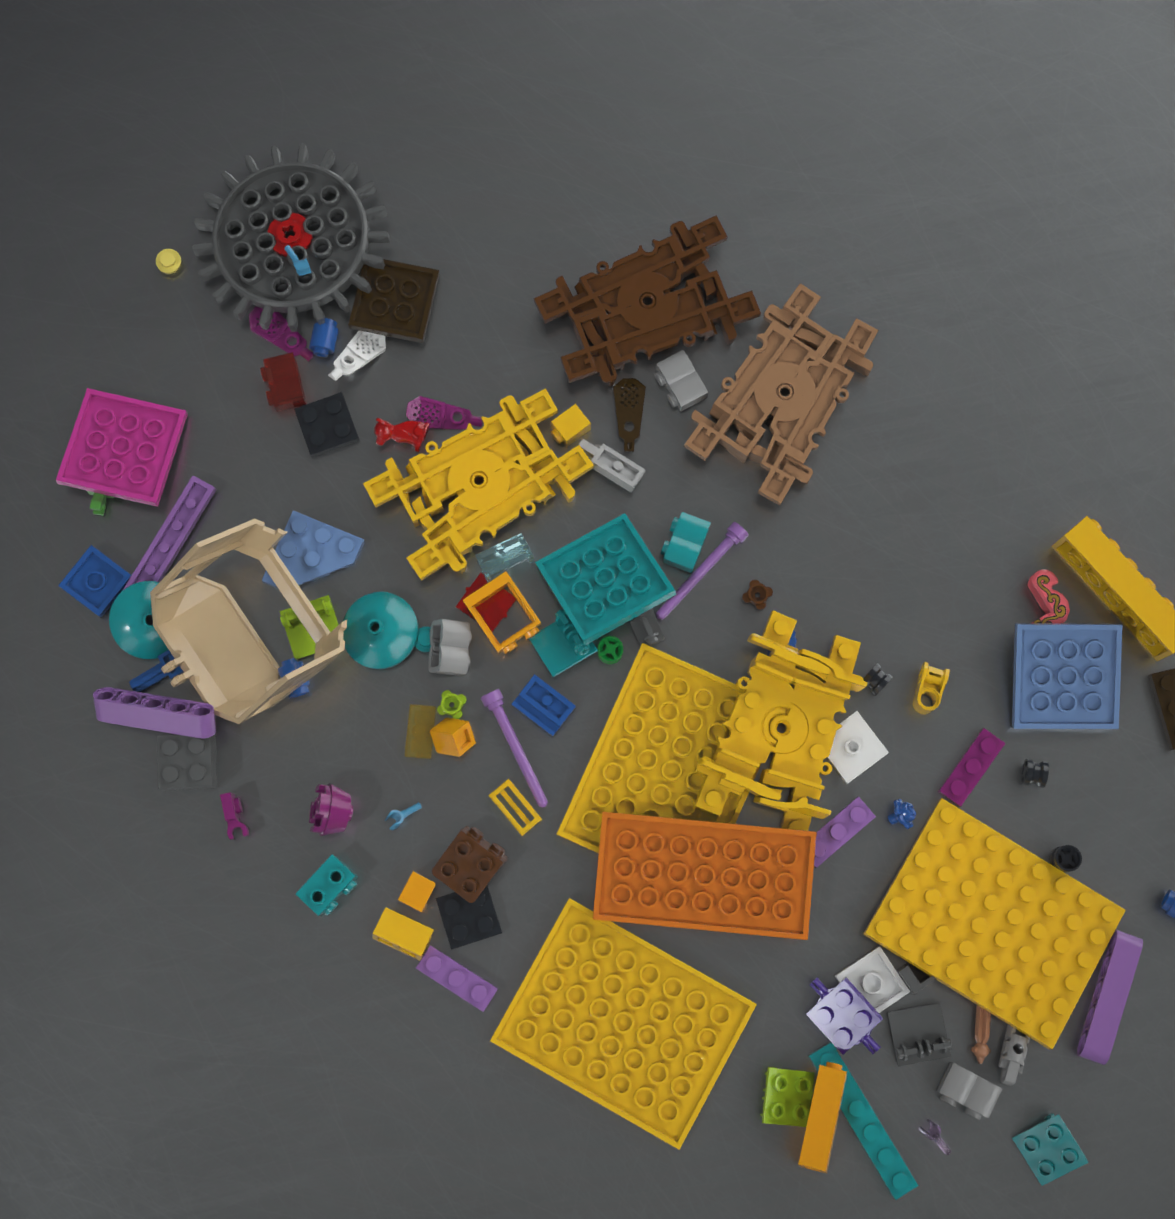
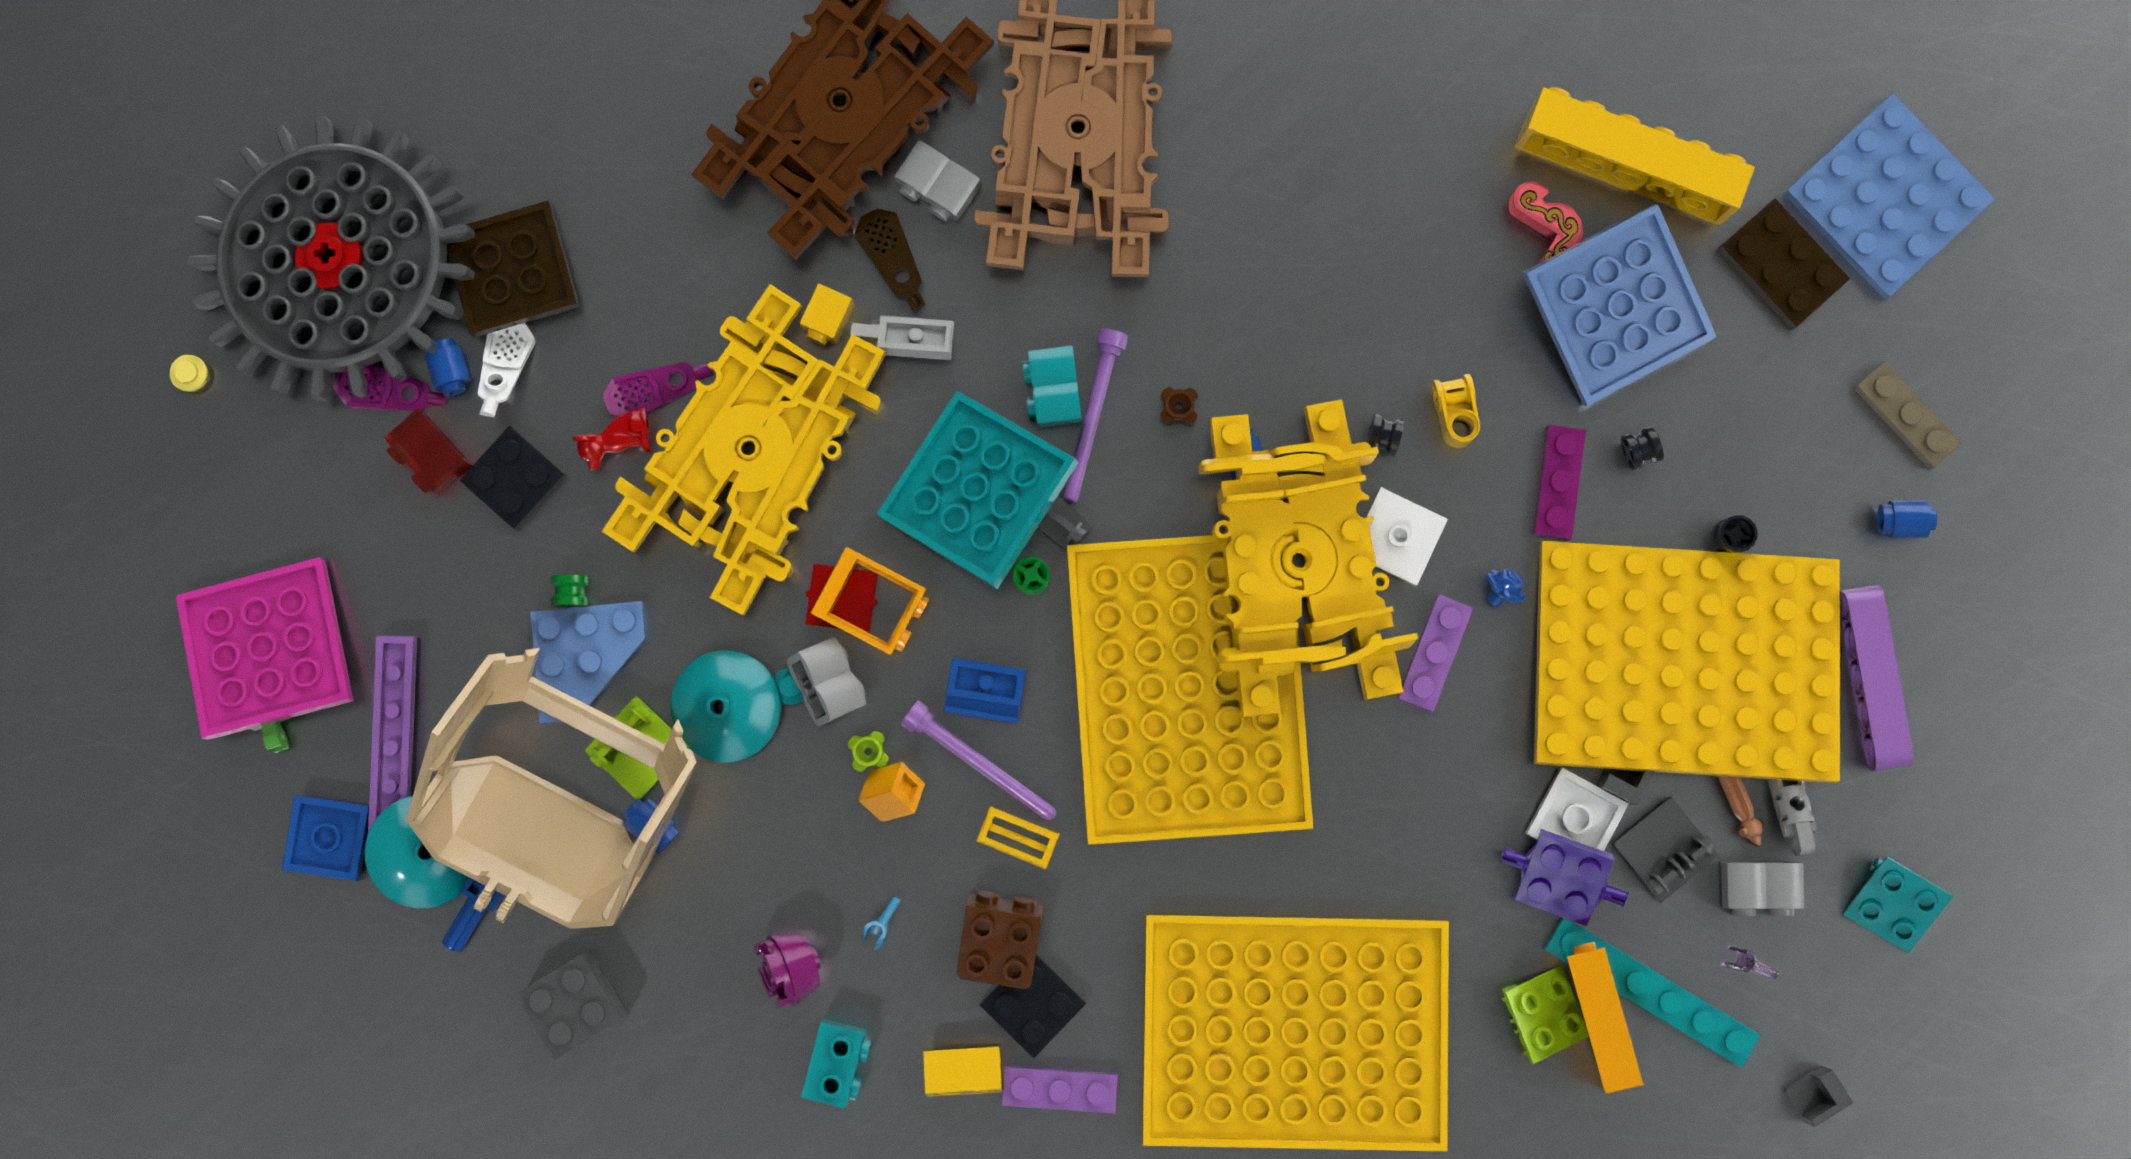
camera: 25 degrees left, 5 degrees up
(154, 712) = (496, 966): medium lavender beam -> none
(231, 808) = (662, 1033): magenta plate -> none
(301, 266) = (367, 290): dark azure hand -> none
(323, 510) = (569, 590): none -> green wheel
(417, 892) = (952, 1011): light orange panel -> none
(418, 739) = (841, 796): clear yellow plate -> none
(504, 556) = (833, 528): clear light blue hinge -> none
(561, 645) = (966, 603): teal hinge -> none
(704, 875) = (1301, 797): orange plate -> none

